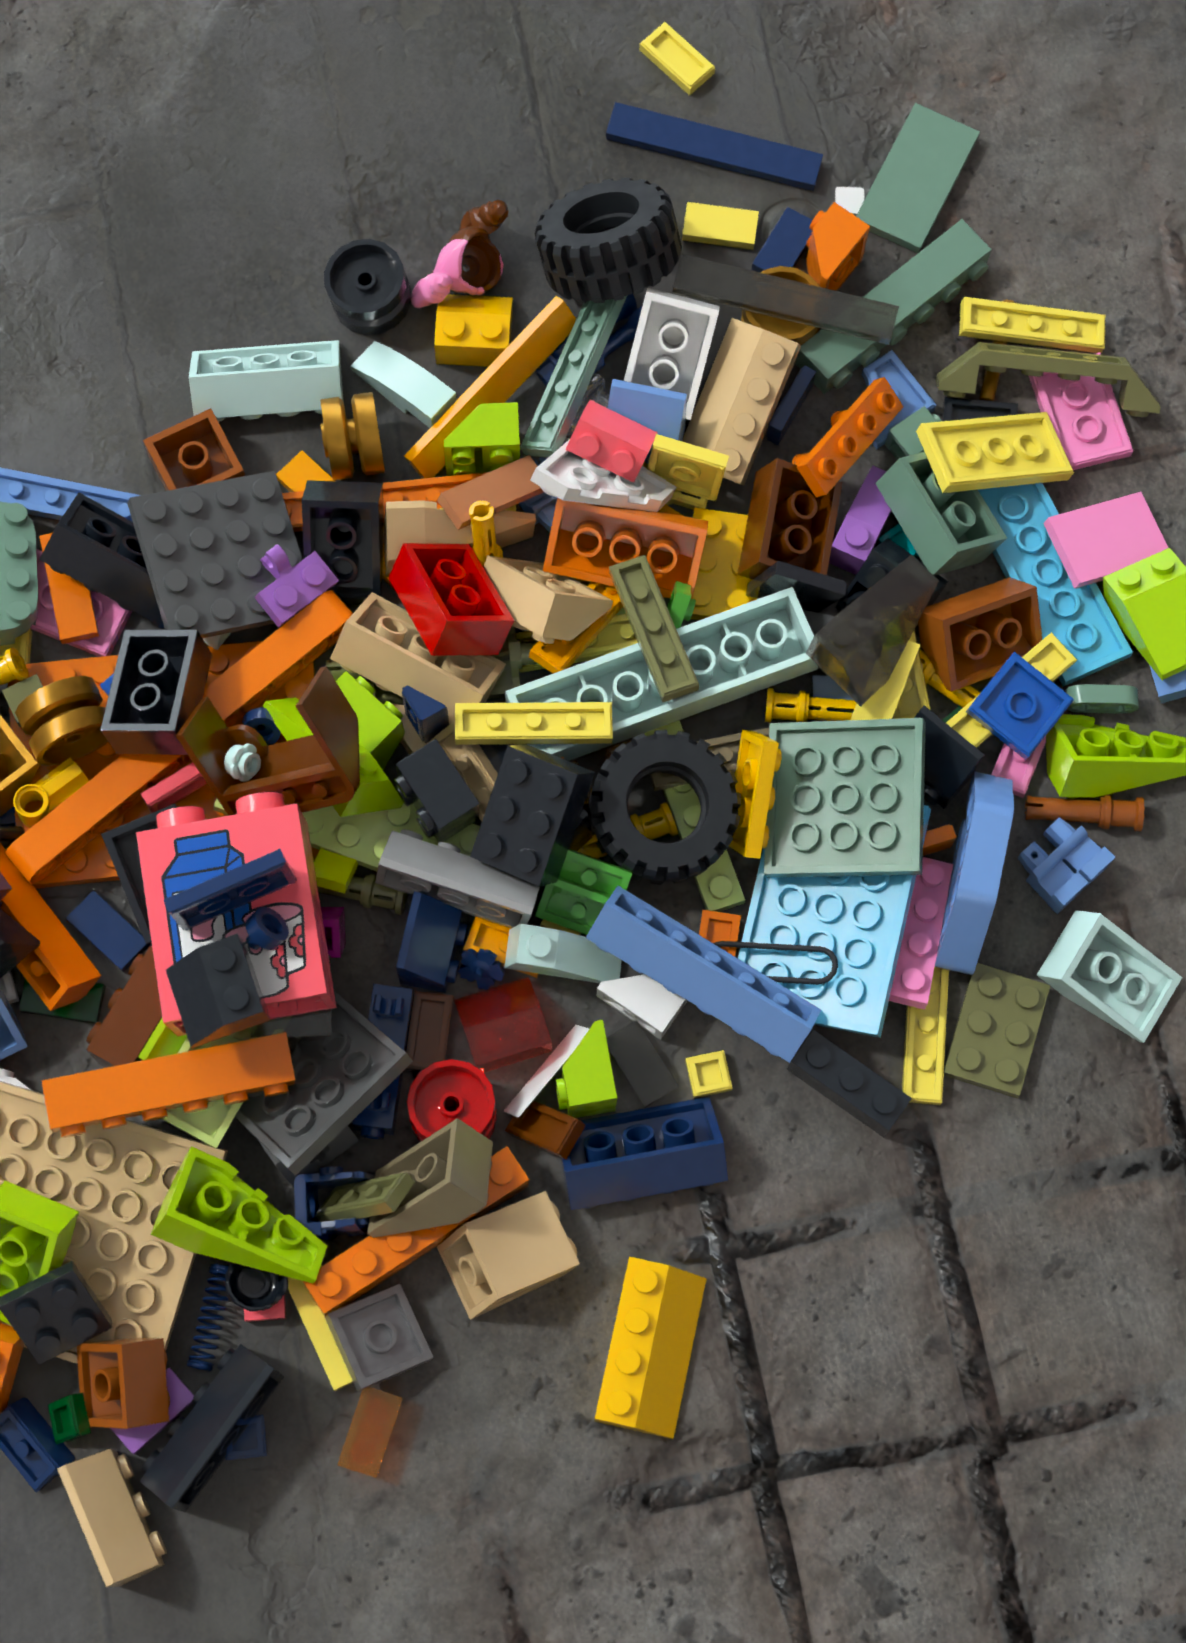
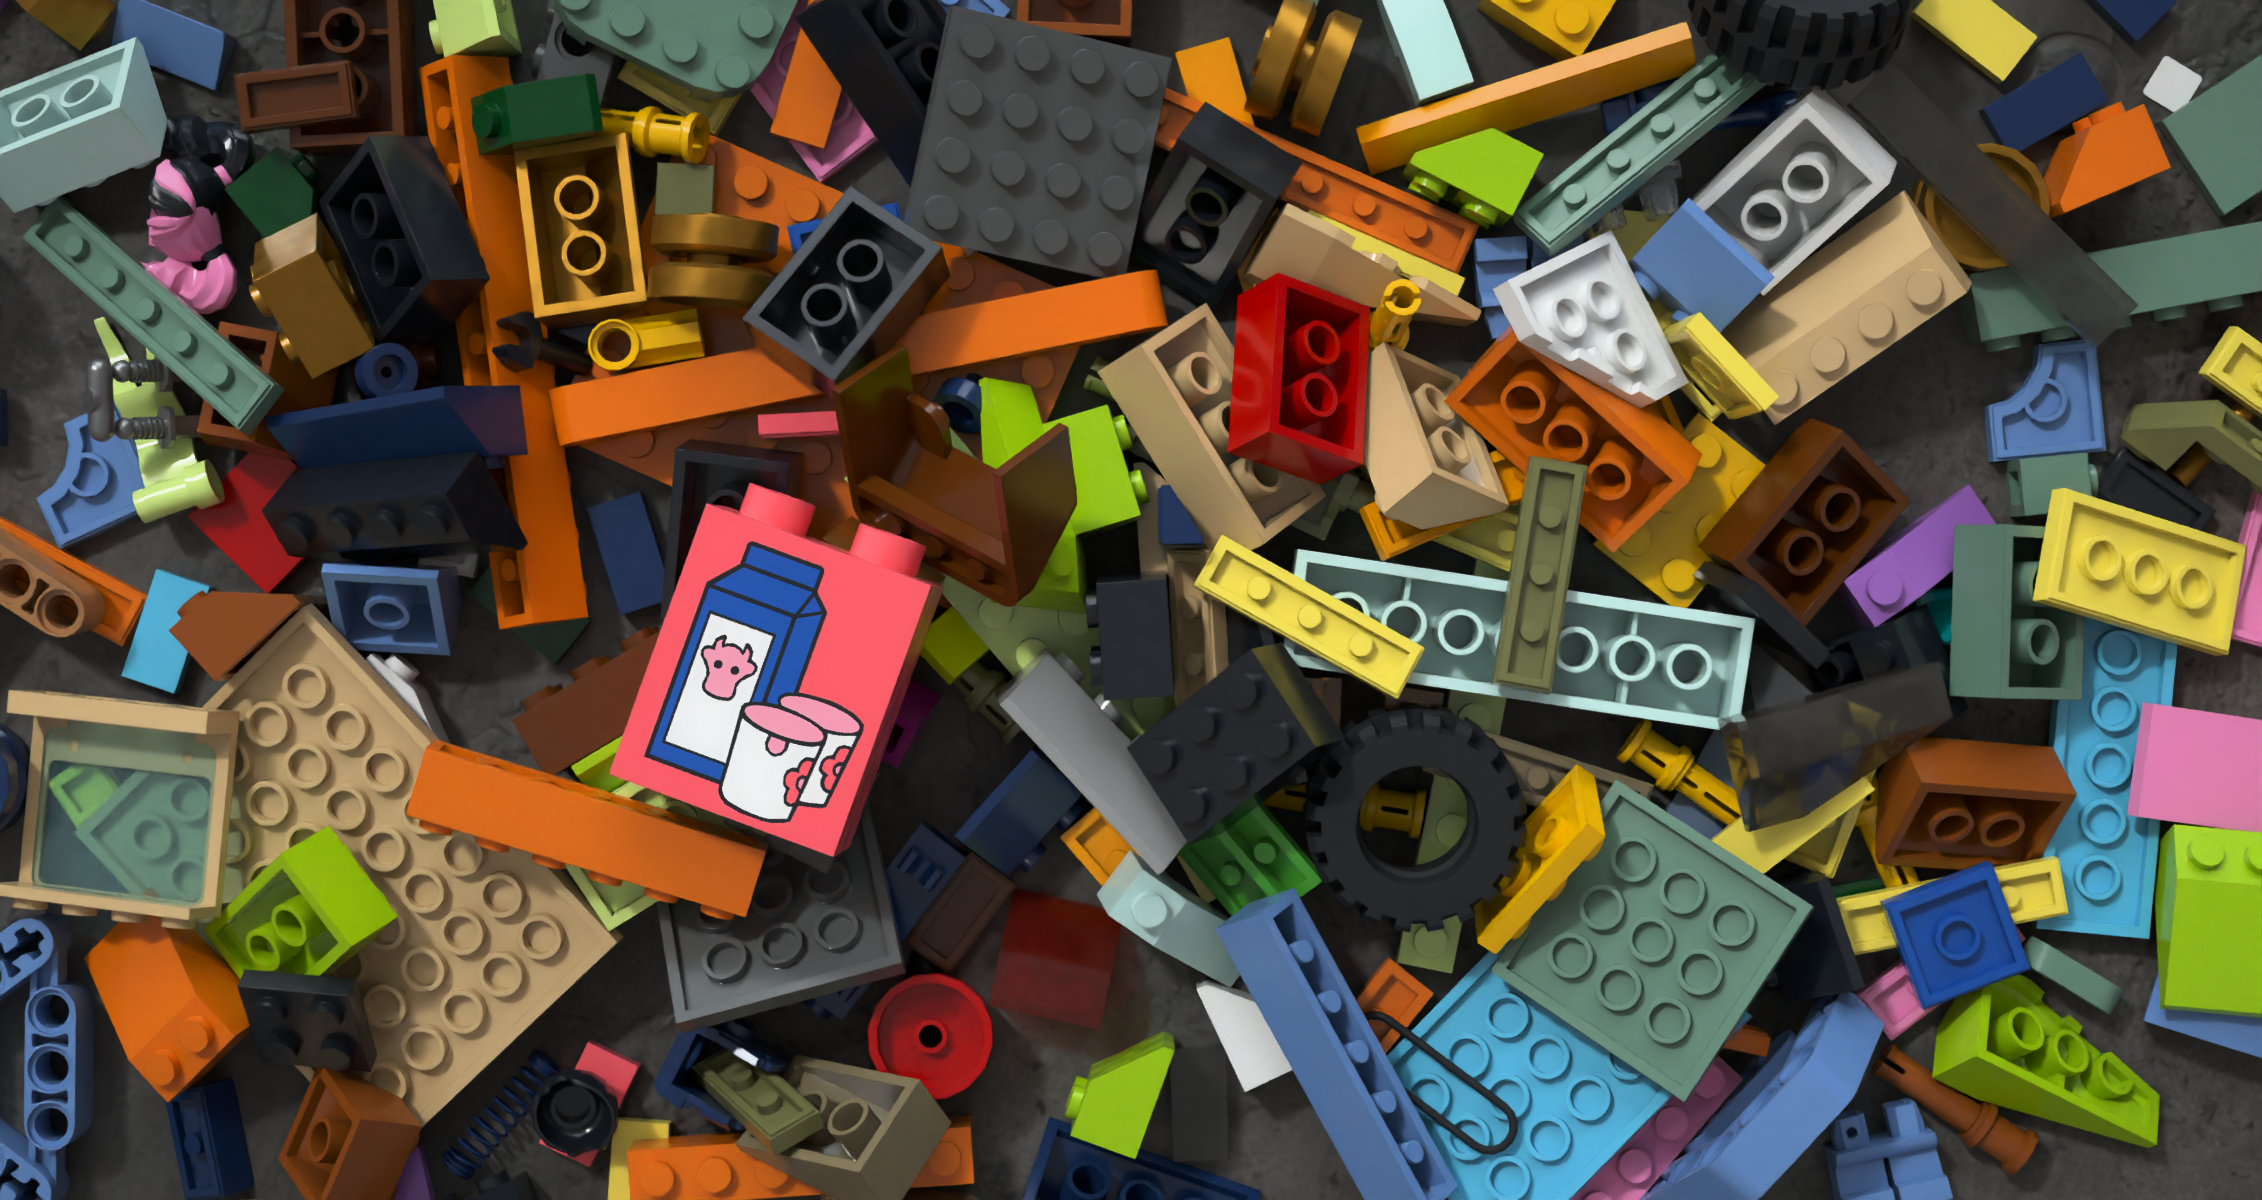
camera: 35 degrees right, 15 degrees up
(69, 1418) = (267, 1141): dark green tile -> none
(217, 991) = (695, 783): black slope -> none
(228, 1220) = (571, 1026): lime wedge -> none
(230, 890) = (776, 670): dark blue tile -> none
(242, 762) = (906, 454): light aqua plate -> none
(266, 929) = (799, 738): dark blue tile -> none
(293, 586) = (1109, 241): medium lavender plate -> none
(481, 967) = (1070, 872): dark blue plant -> none
(500, 488) = (1440, 259): nougat tile -> none
(546, 1071) = (1077, 1050): white sticker -> none
(546, 1129) = (1032, 1124): reddish brown tile -> none
(611, 441) = (1637, 281): coral brick -> none
(681, 604) = (1596, 553): bright green plate -> none
(708, 1074) = (1276, 1163): light yellow tile -> none
(790, 405) = (1924, 336): dark blue tile -> none
(849, 437) = (1975, 438): orange plate -> none

